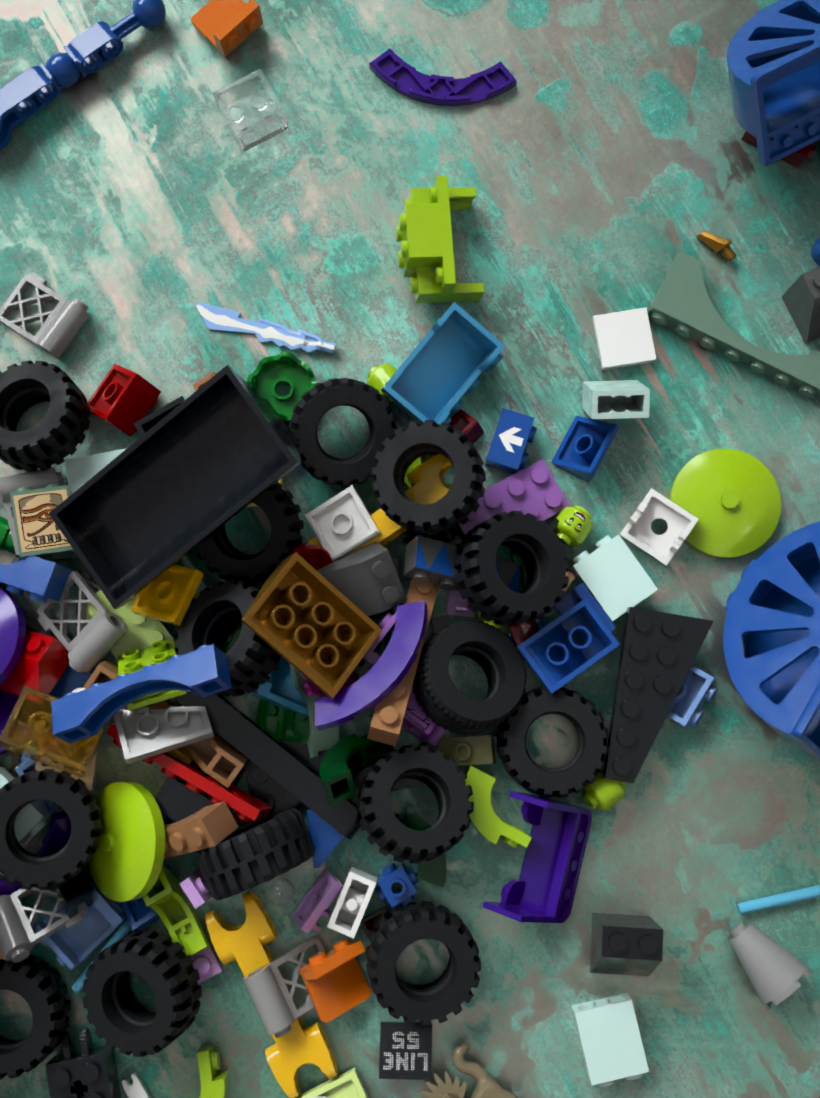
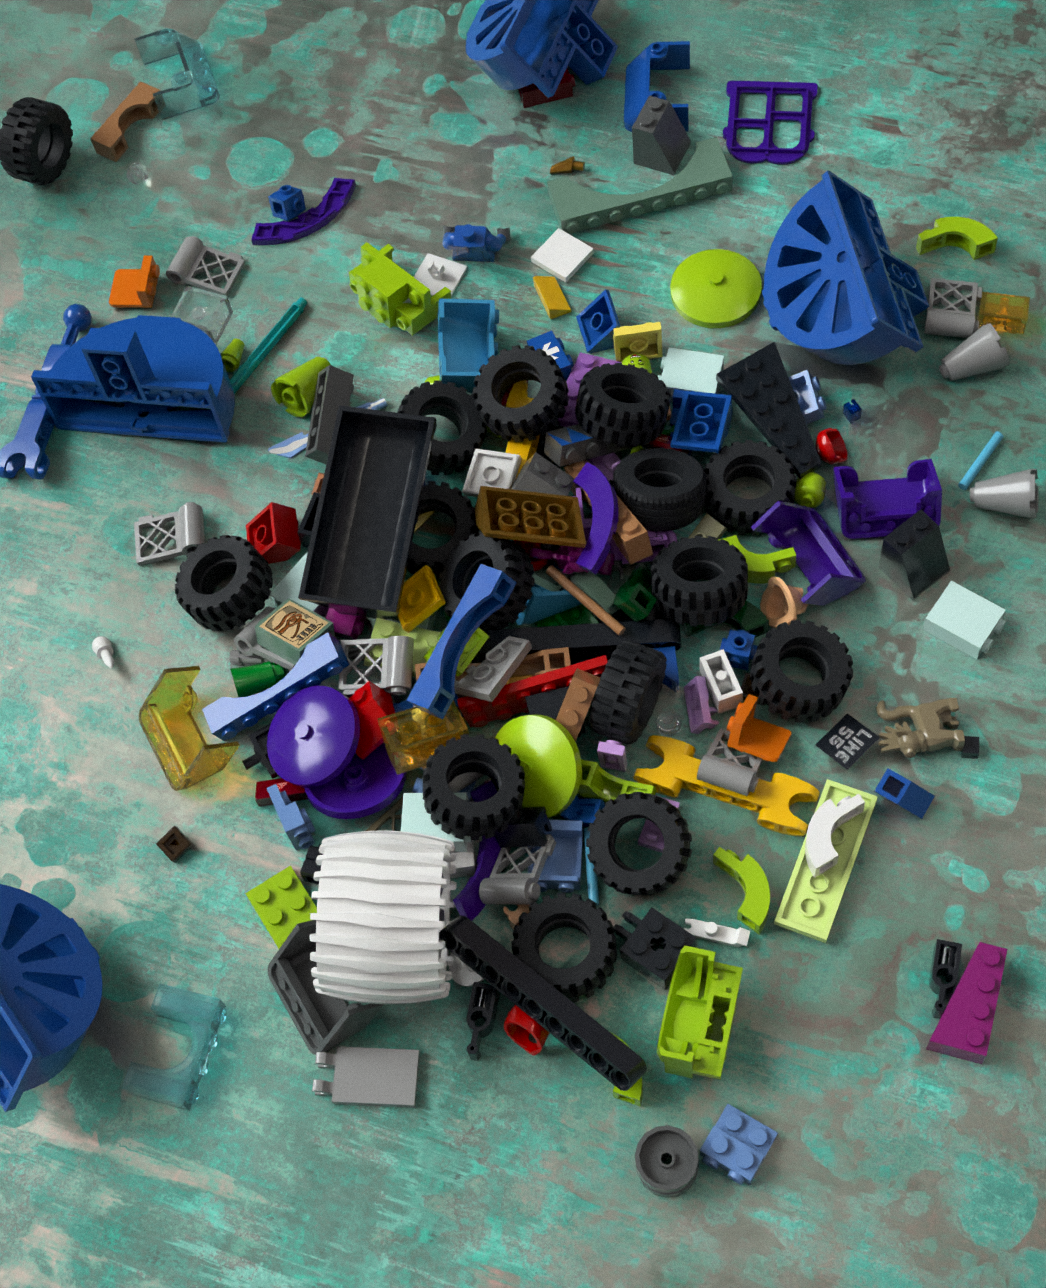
camera: 35 degrees left, 20 degrees down
(142, 134) = (150, 369): none -> blue piece
(246, 176) = (232, 354): none -> lime cone
(255, 200) = (267, 344): none -> teal piece
(268, 324) = (332, 390): none -> dark grey brick
(277, 268) = (298, 386): none -> lime cone
(298, 35) = (191, 257): none -> light grey piece
(302, 732) = (583, 598): none -> medium nougat bar
(432, 53) = (287, 202): none -> blue brick
(473, 877) = (781, 602): none -> light nougat helmet
(496, 257) = (440, 273): none -> white piece
(554, 256) = (474, 242): none -> blue torso
(574, 373) = (551, 296): none -> yellow slope
(601, 506) = (639, 339): none -> light yellow plate
(615, 399) = (590, 279): light aqua brick -> none
(639, 529) = (693, 312): white piece -> none
(661, 866) = (881, 506): none -> dark purple windscreen
(663, 766) = (831, 446): none -> red hair
(718, 746) = (852, 412): none -> clear blue piece

